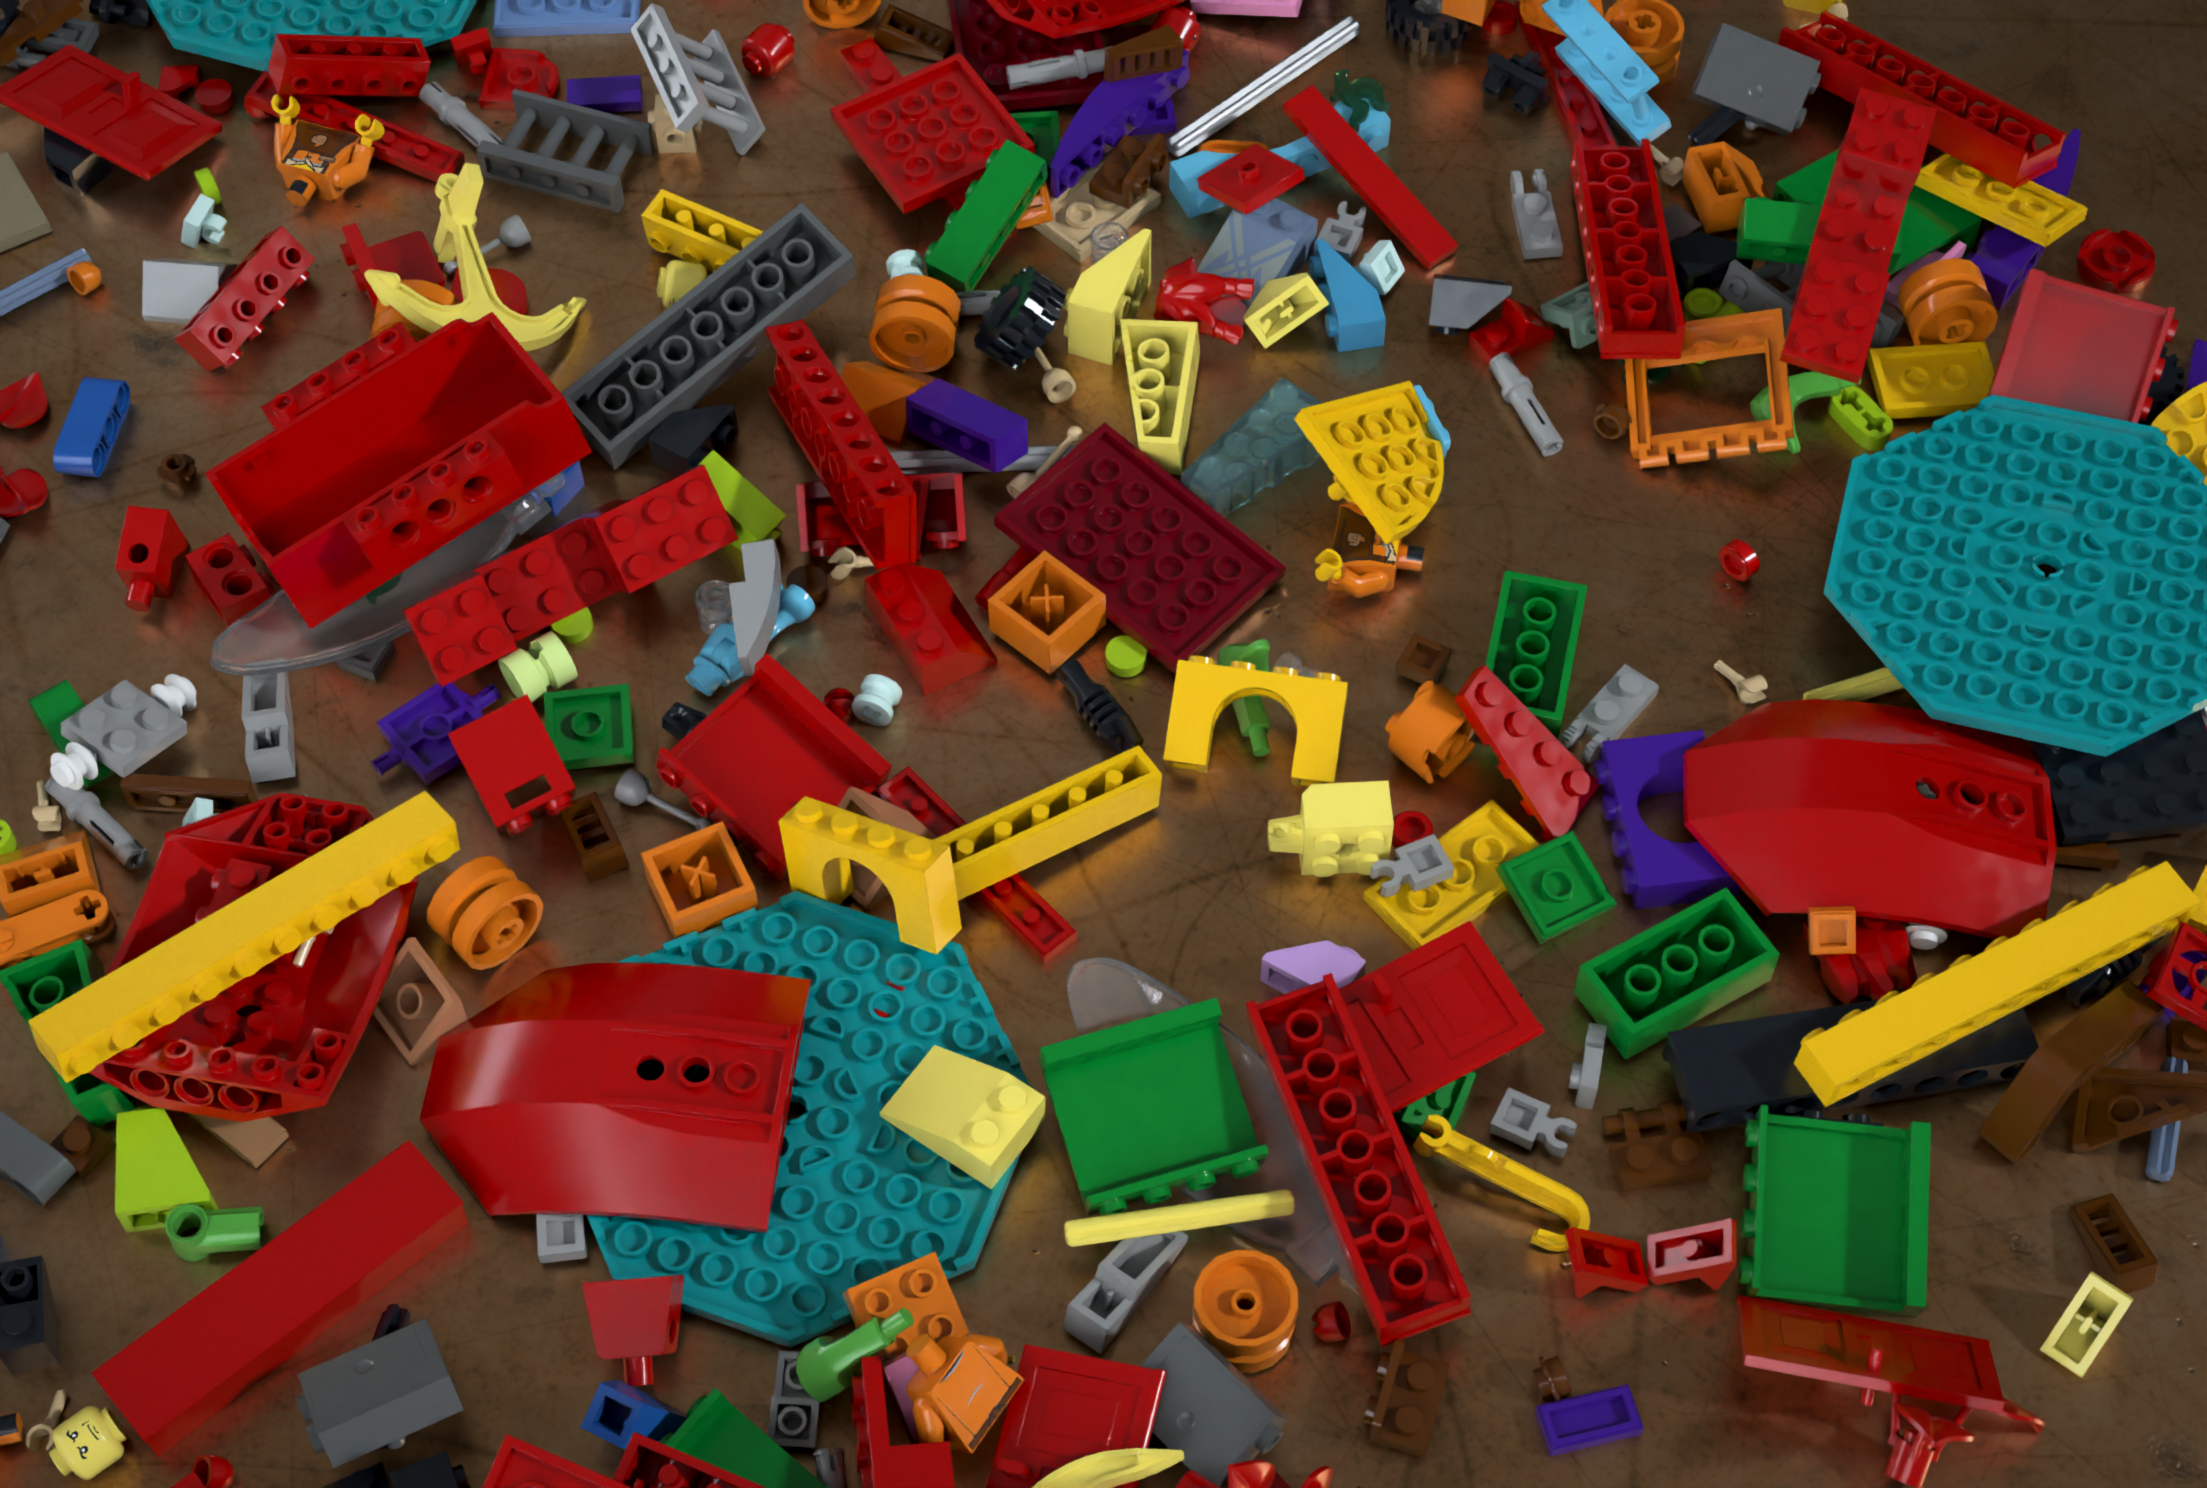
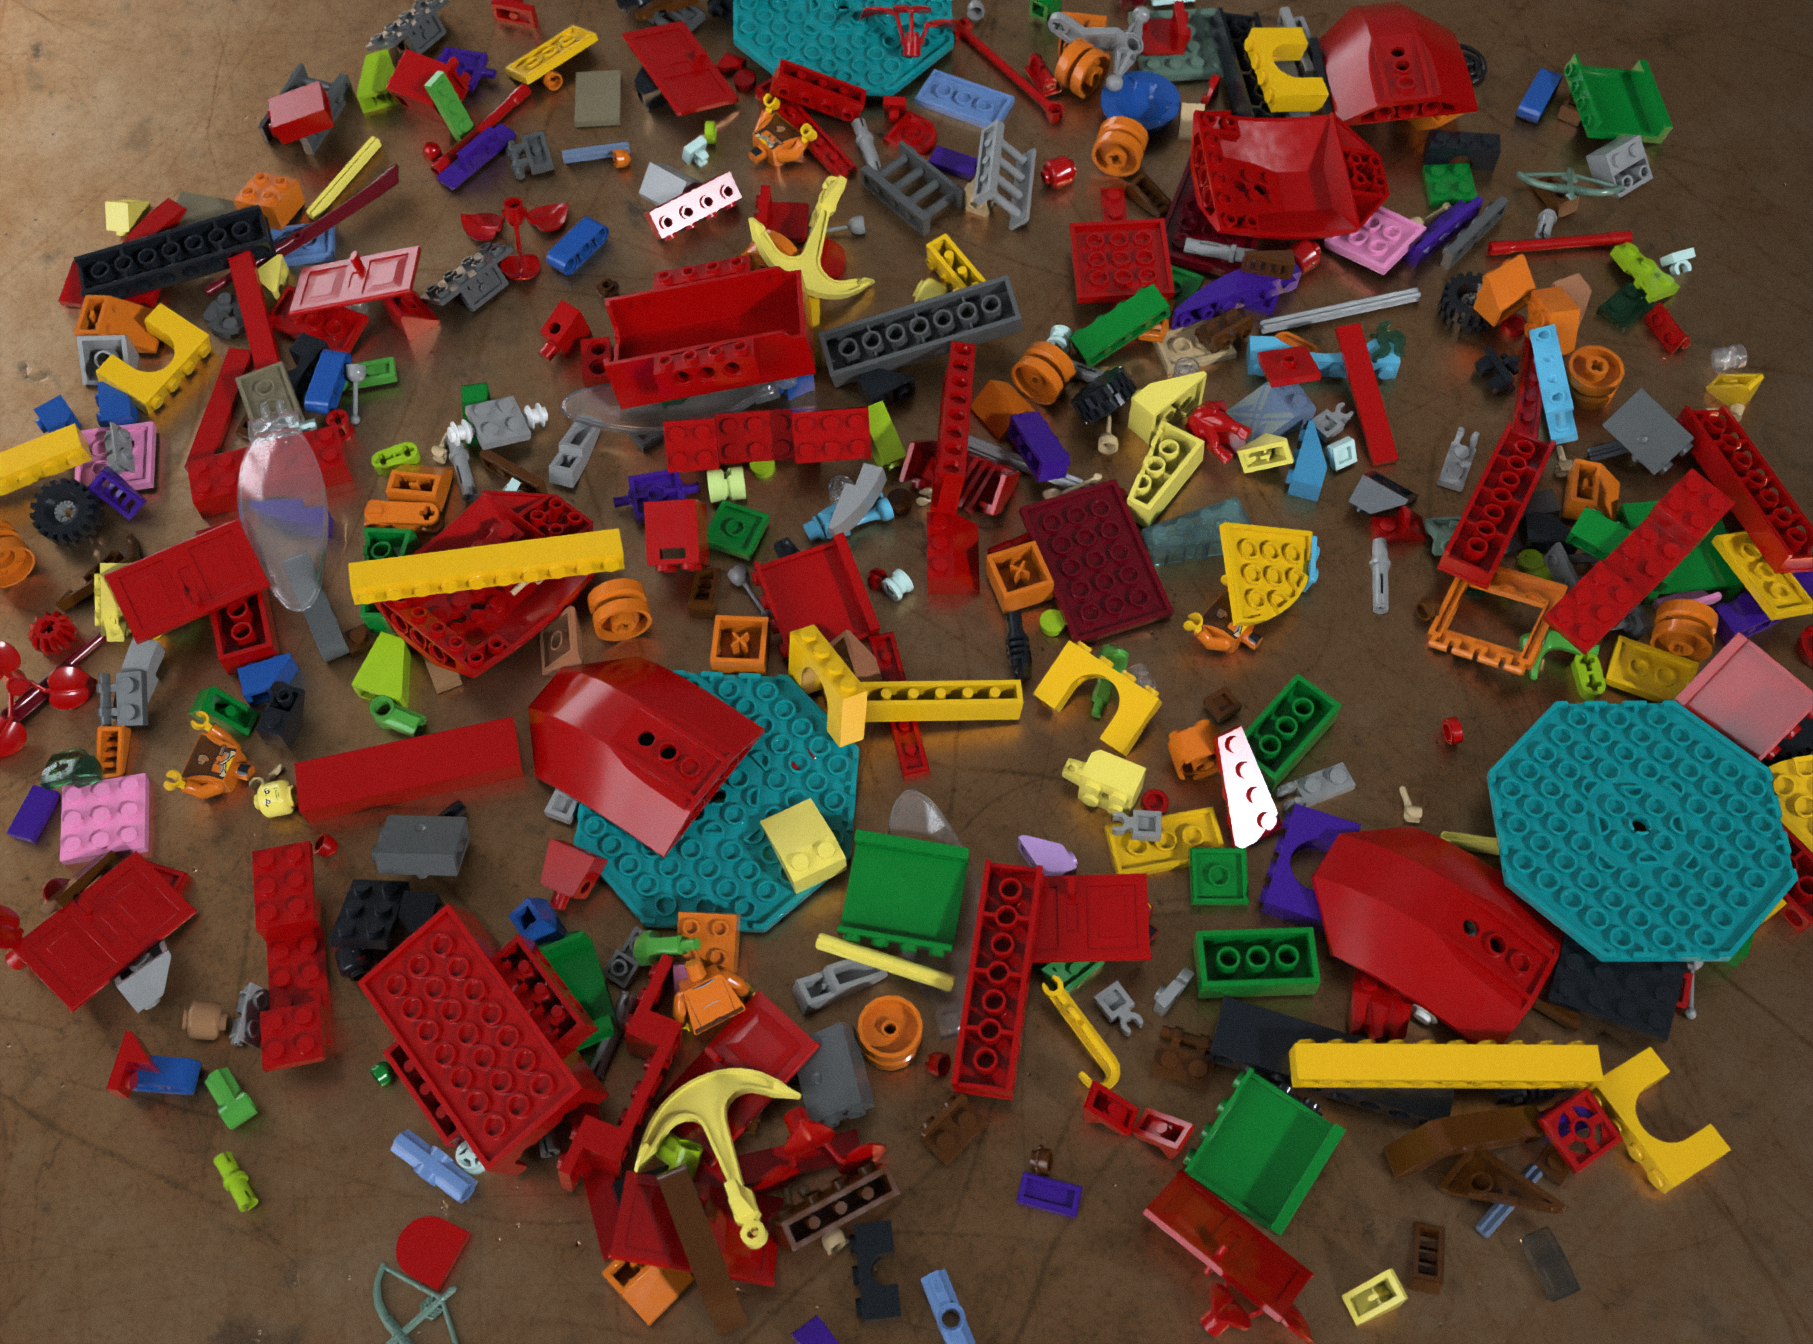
camera: 30 degrees right, 5 degrees up
(1832, 930) = (1362, 984): orange tile -> none

